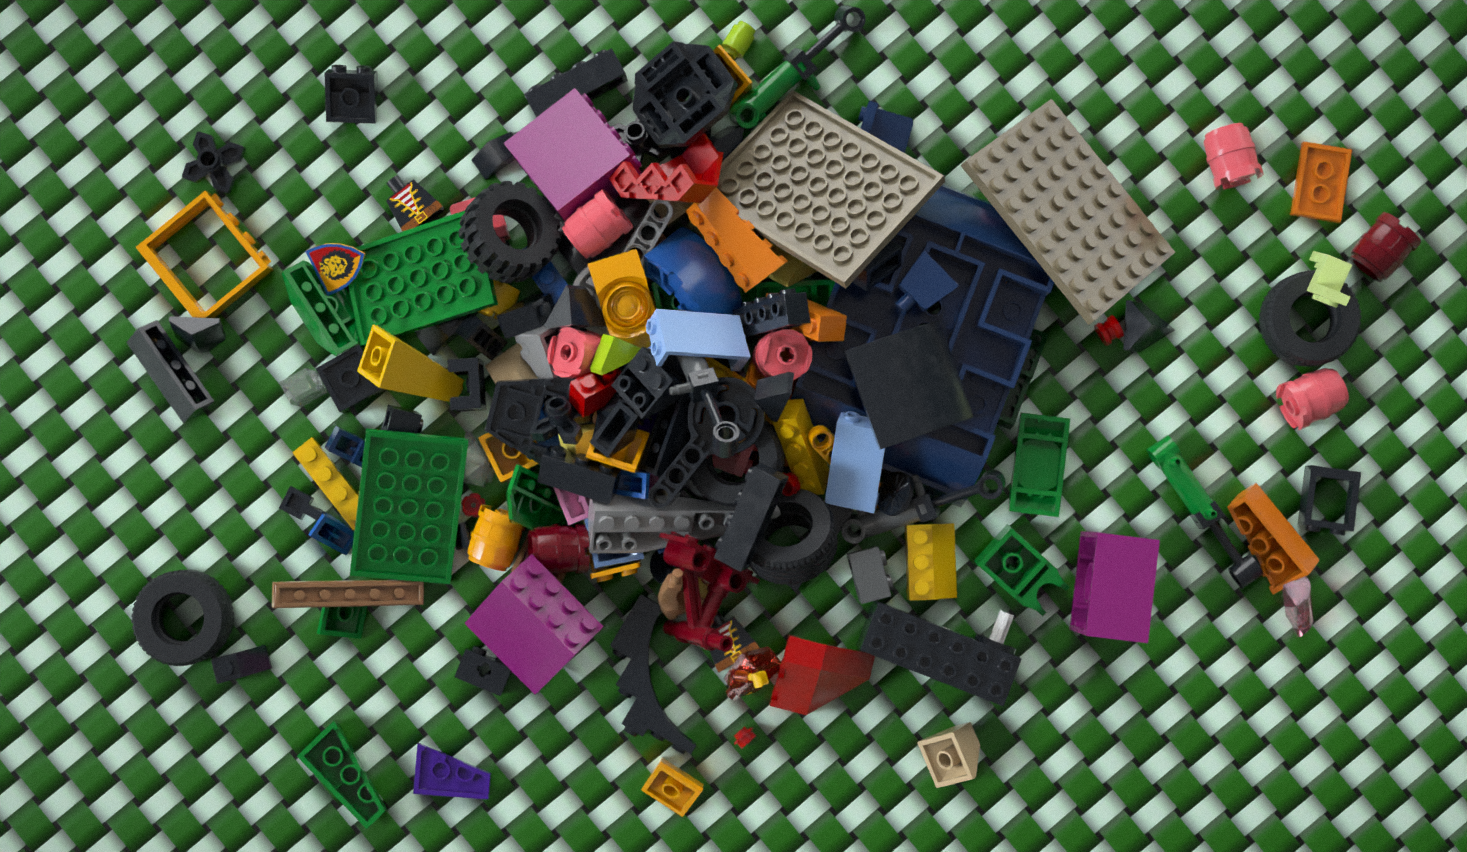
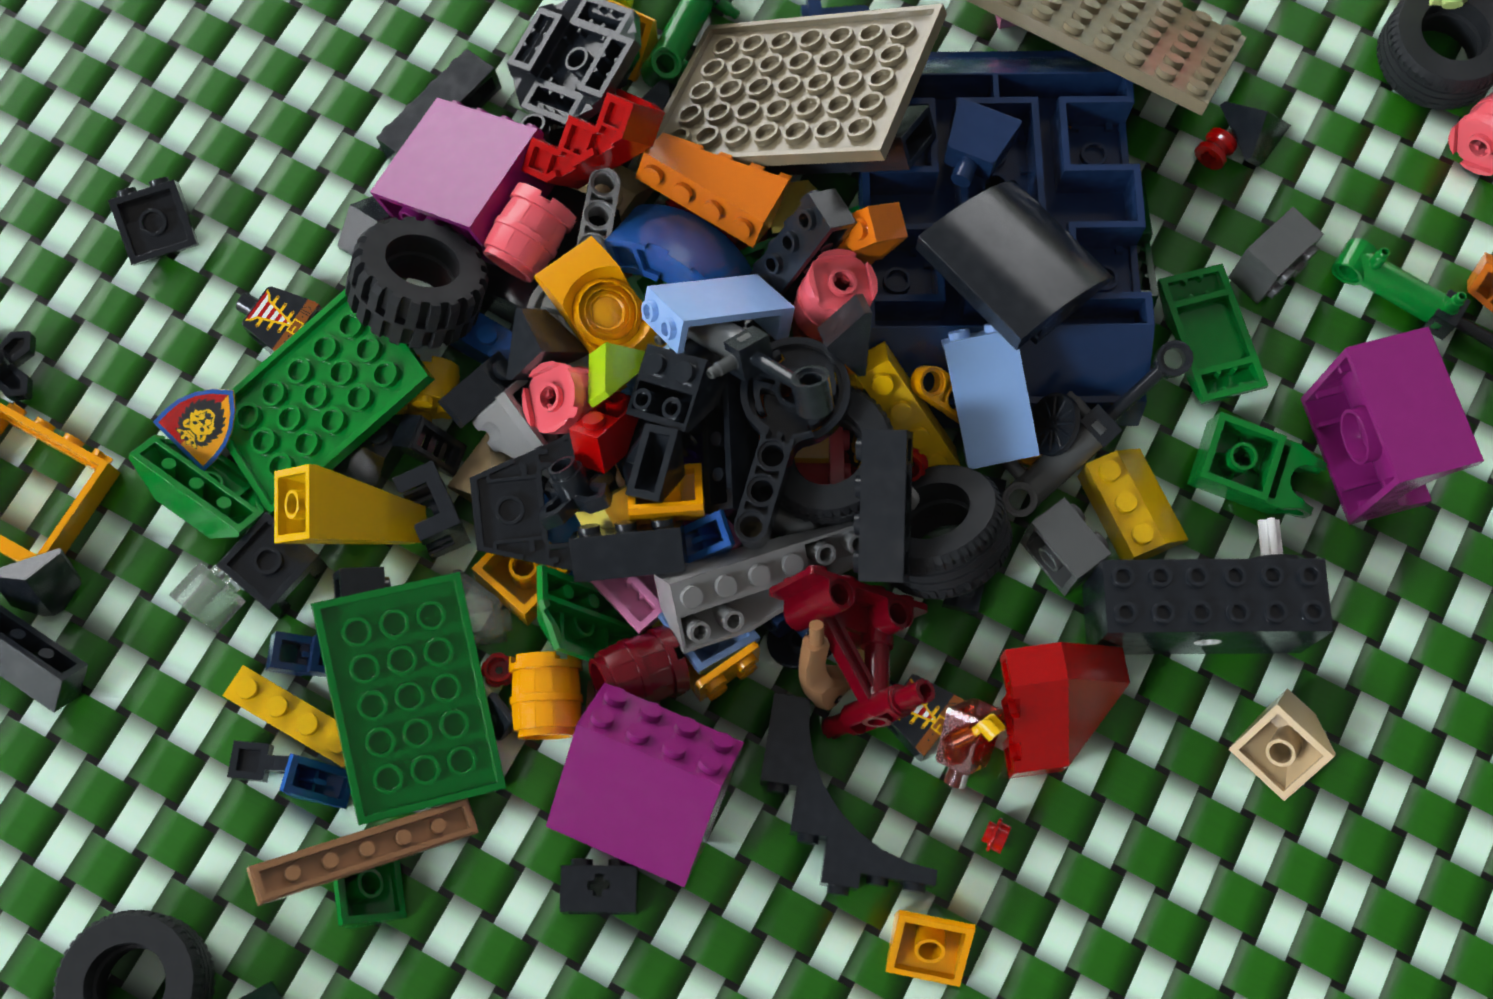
camera: 20 degrees left, 15 degrees down
(1108, 429) = (1276, 256): none -> dark grey brick

